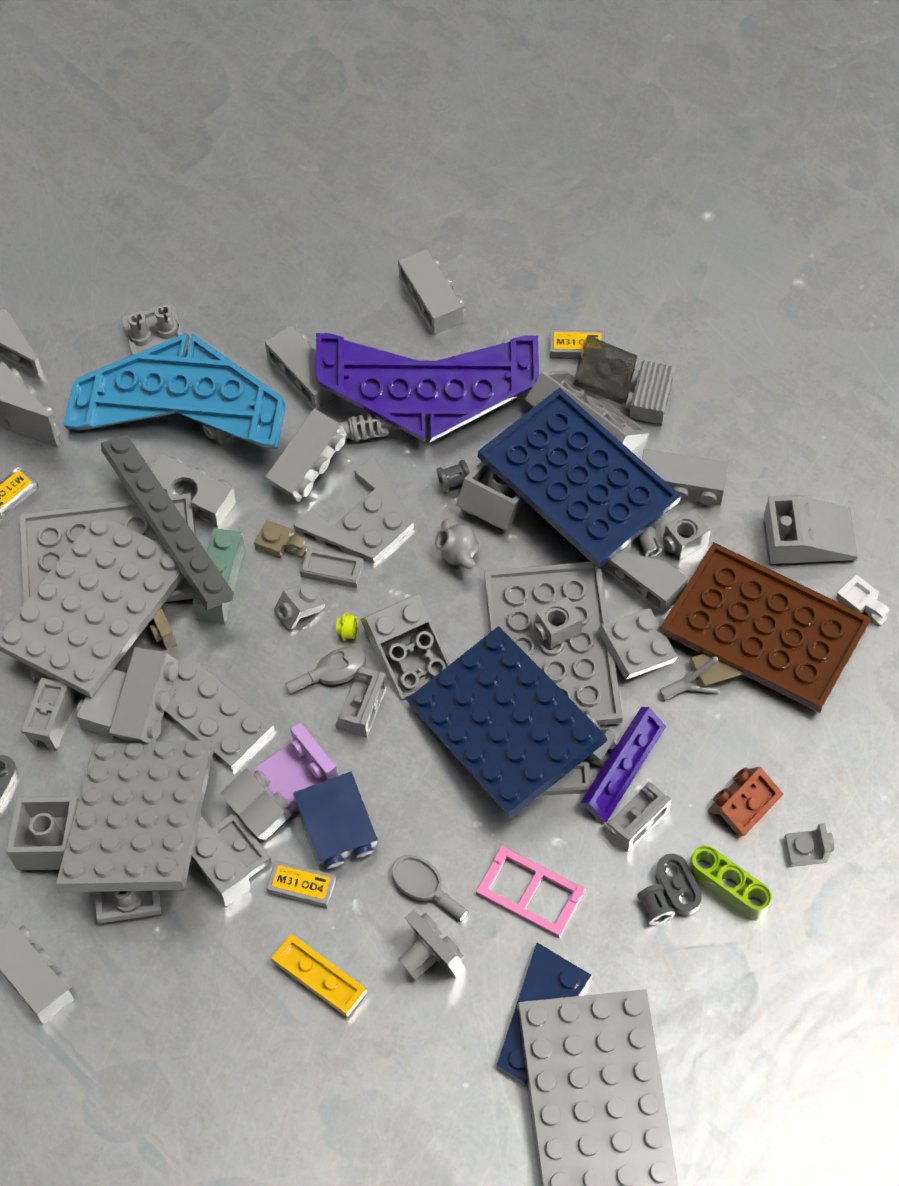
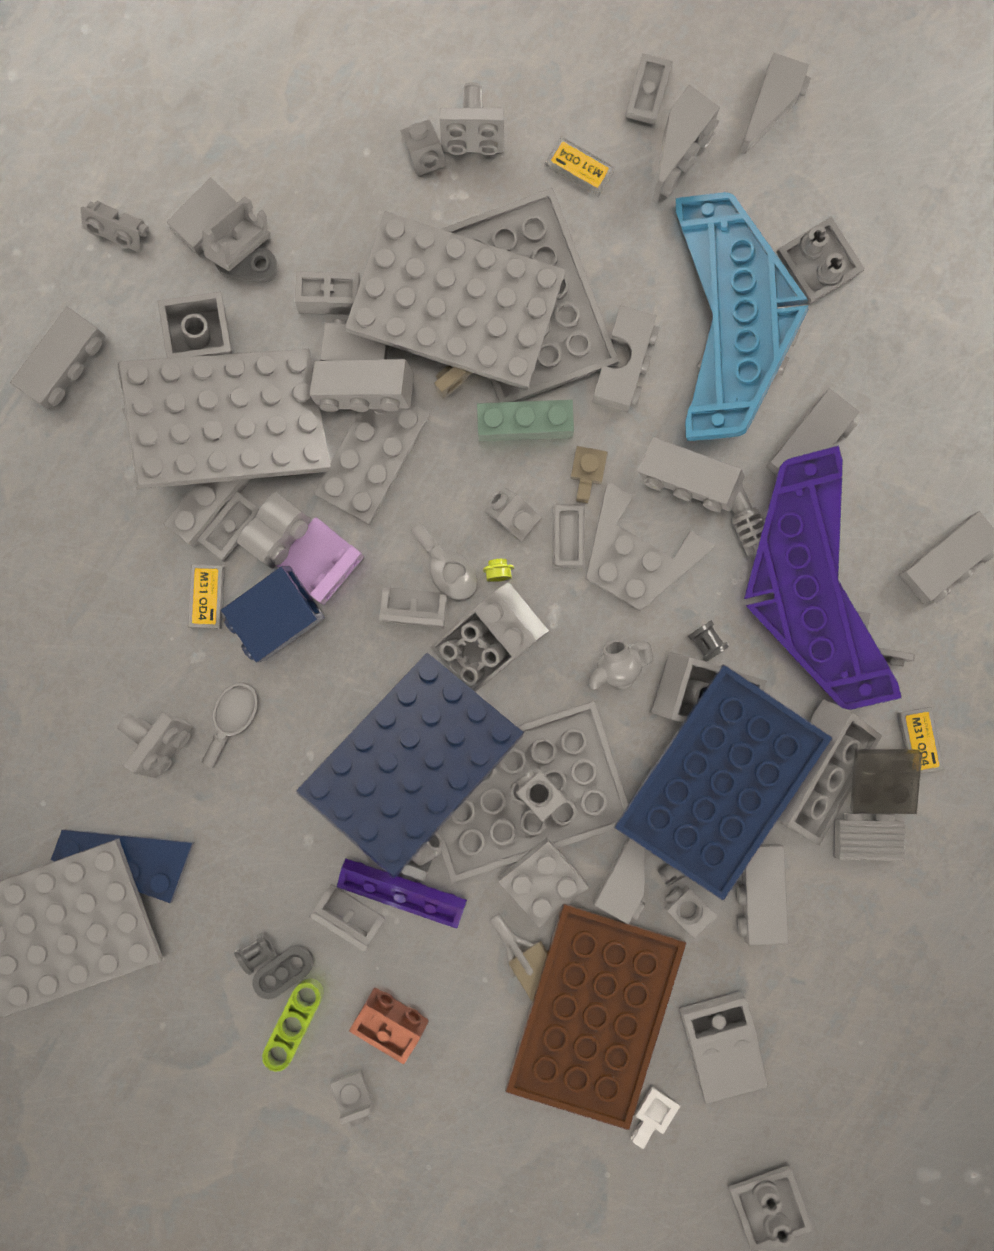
camera: 80 degrees right, 25 degrees up
(167, 522) = (565, 346): dark grey plate -> none
(319, 975) = (114, 638): yellow plate -> none
(540, 873) = (226, 818): bright pink window -> none

